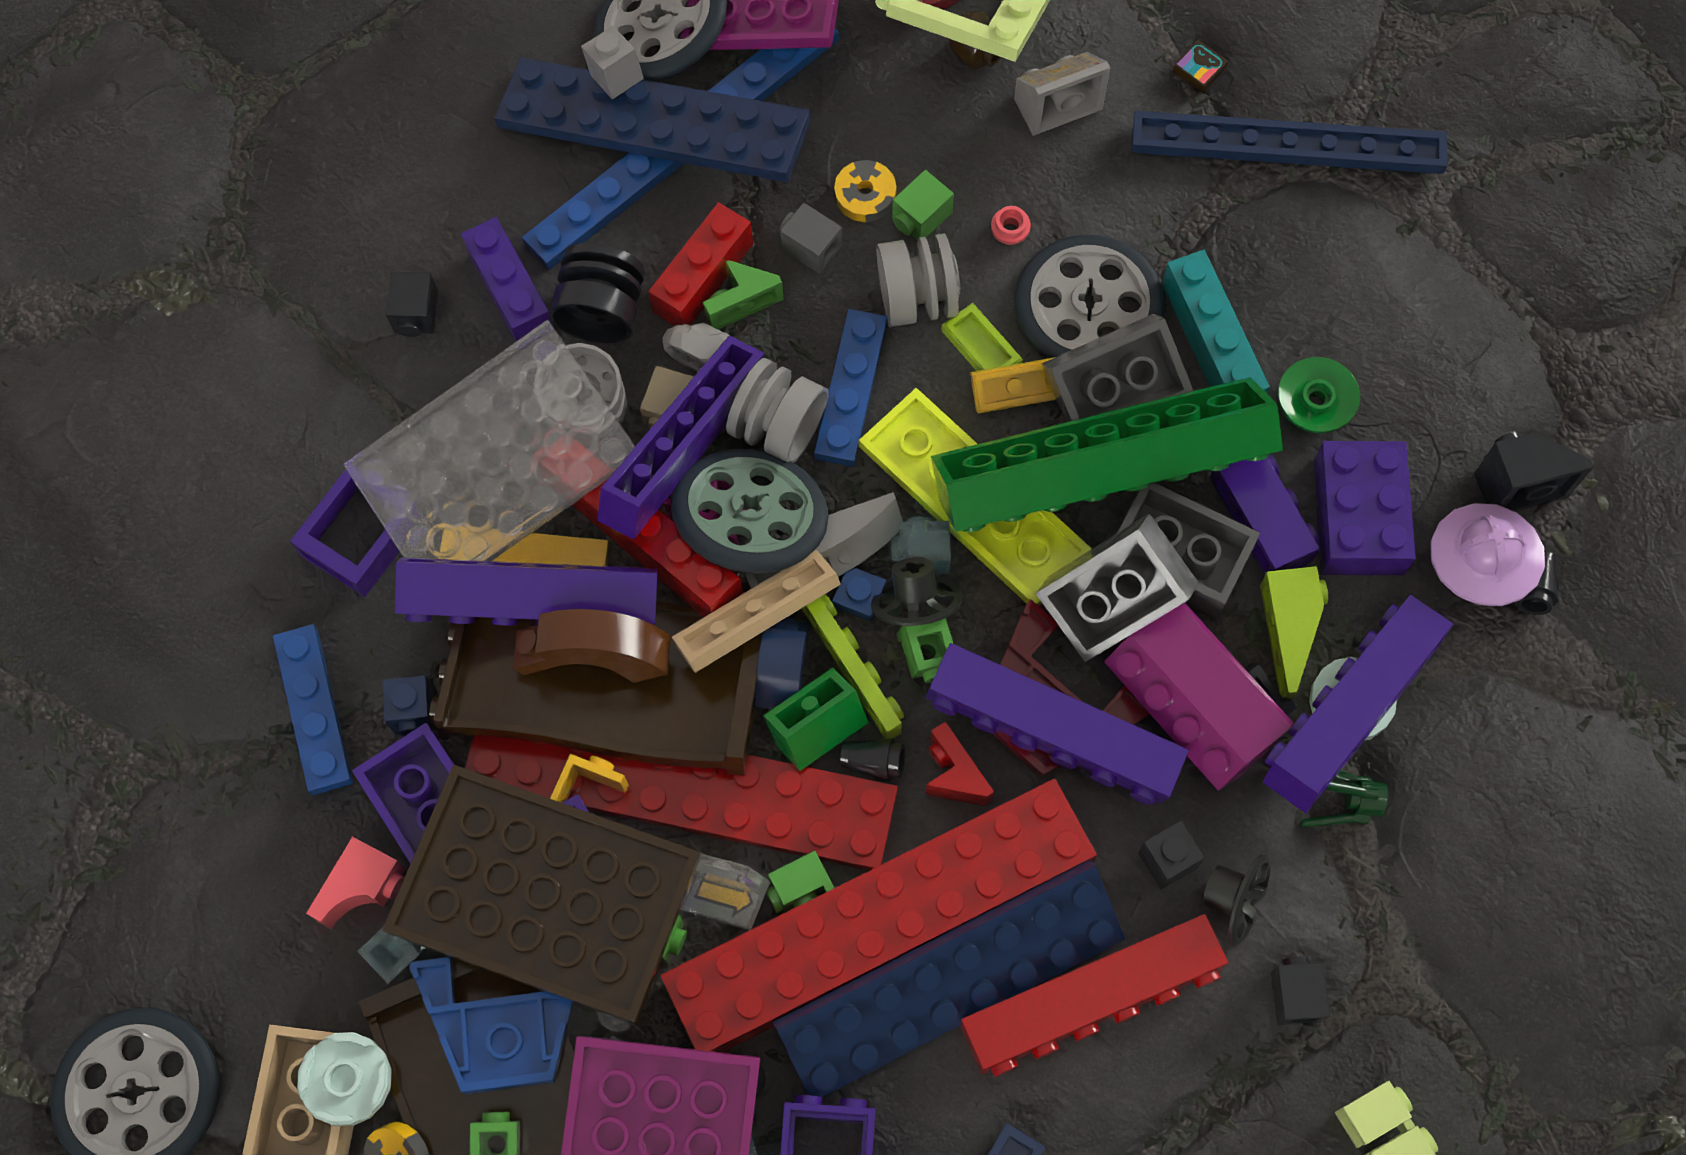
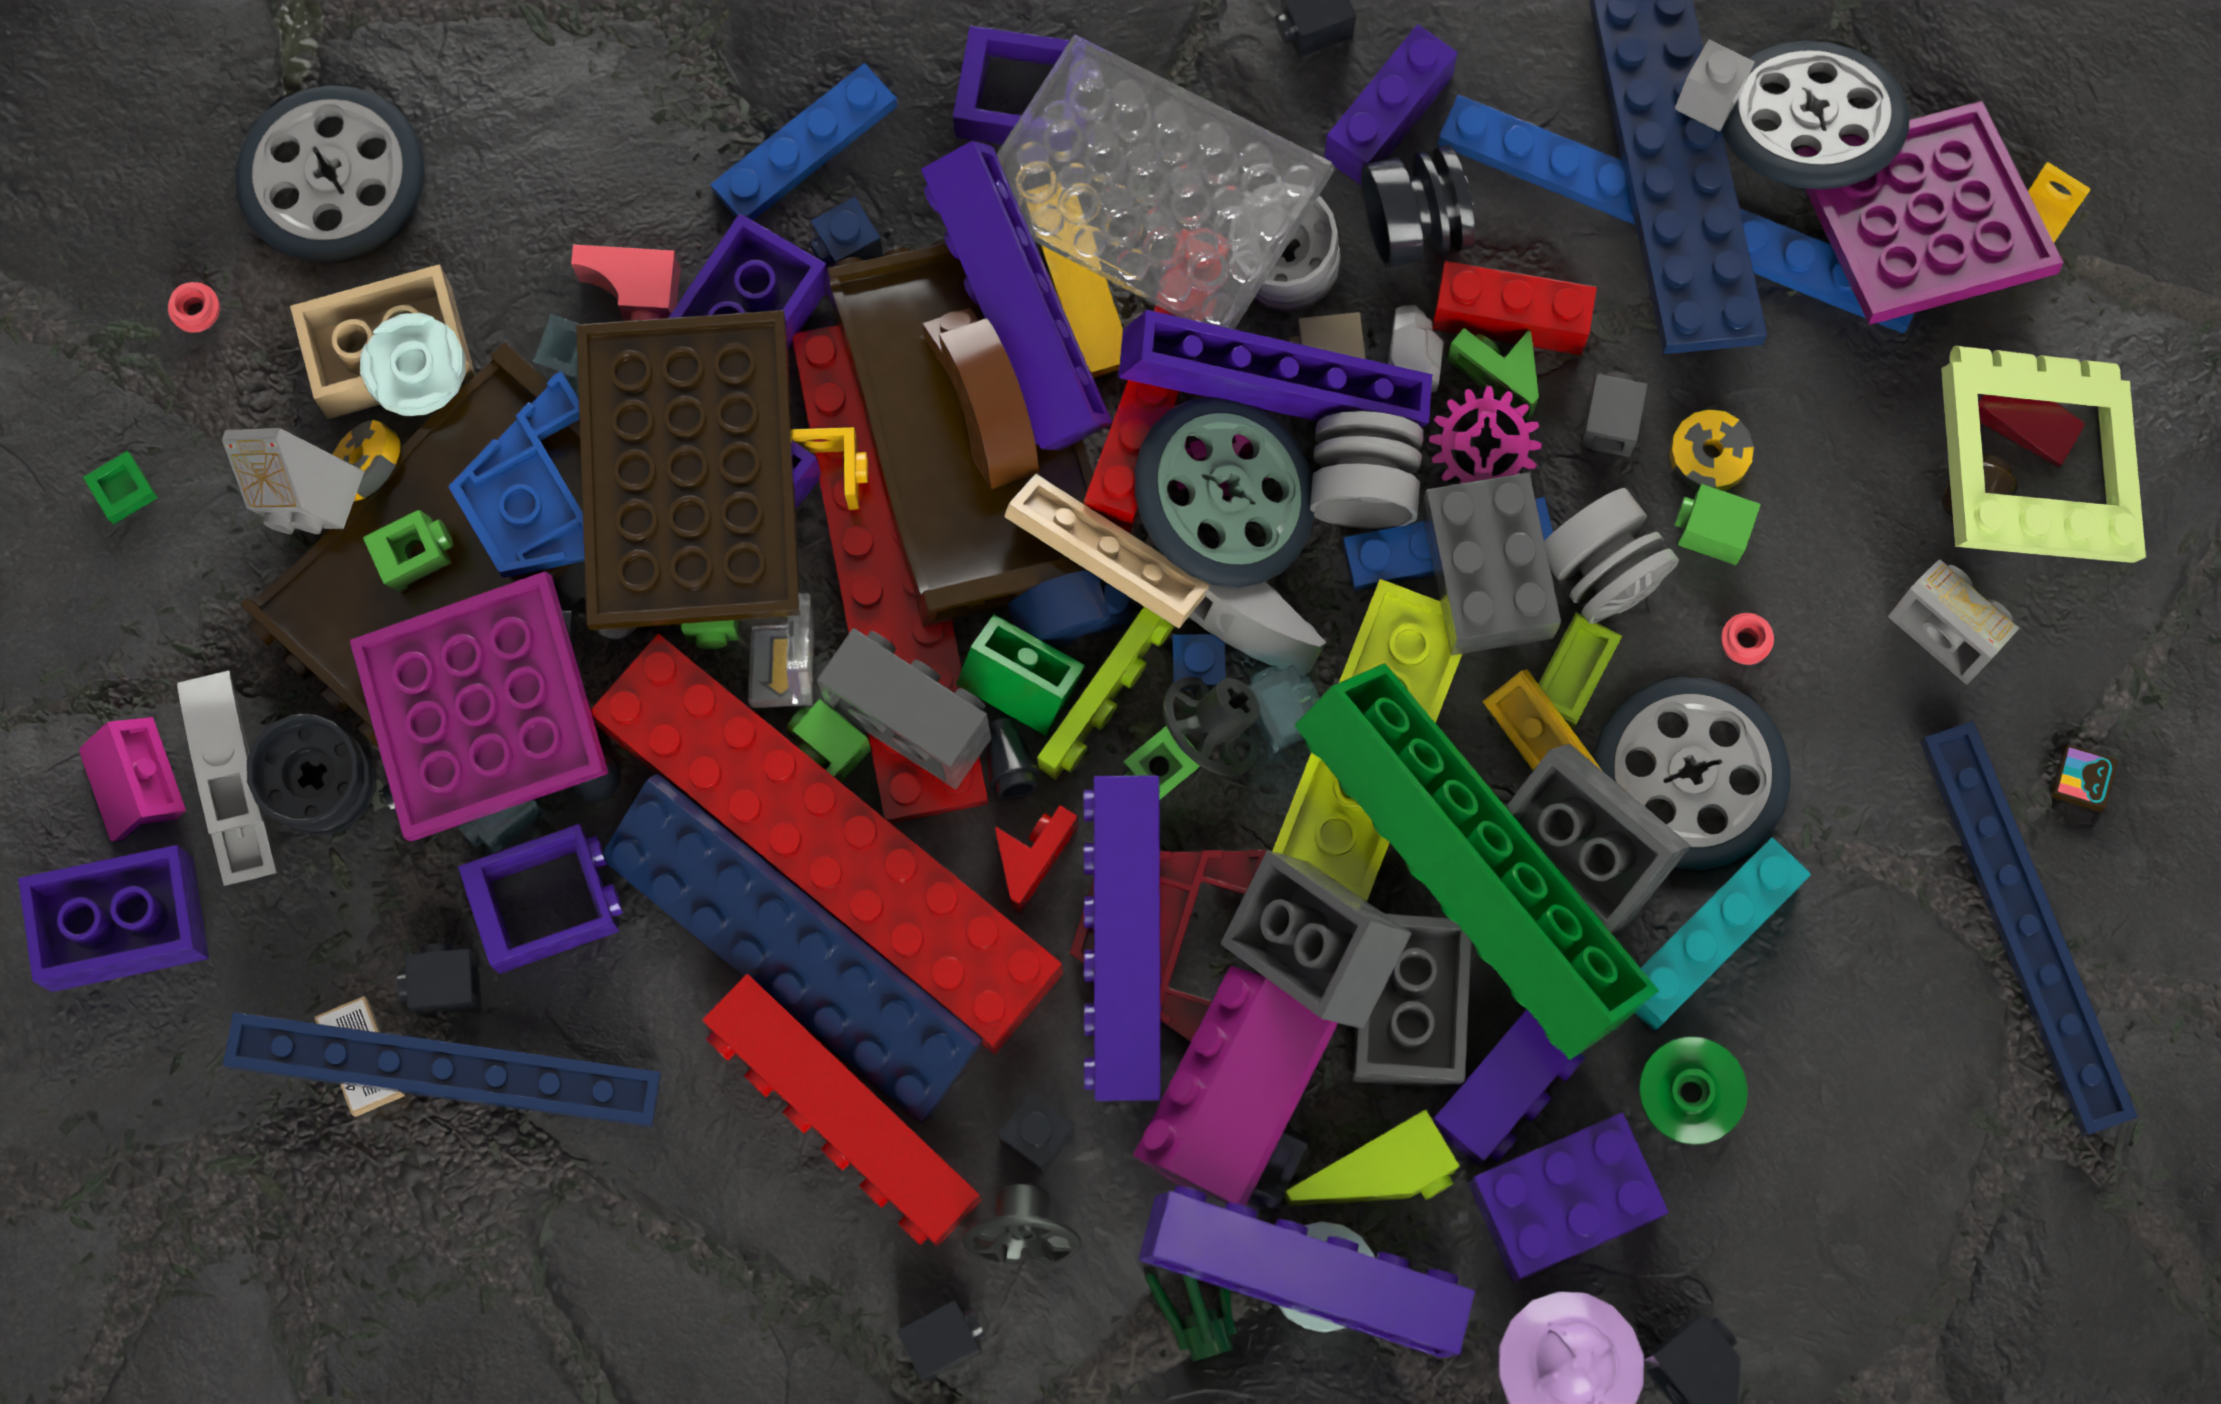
camera: 65 degrees right, 5 degrees up
(805, 333) = (1460, 440): none -> dark pink gear
(811, 805) = (905, 706): none -> dark grey brick
(888, 357) = (1490, 564): none -> dark grey brick

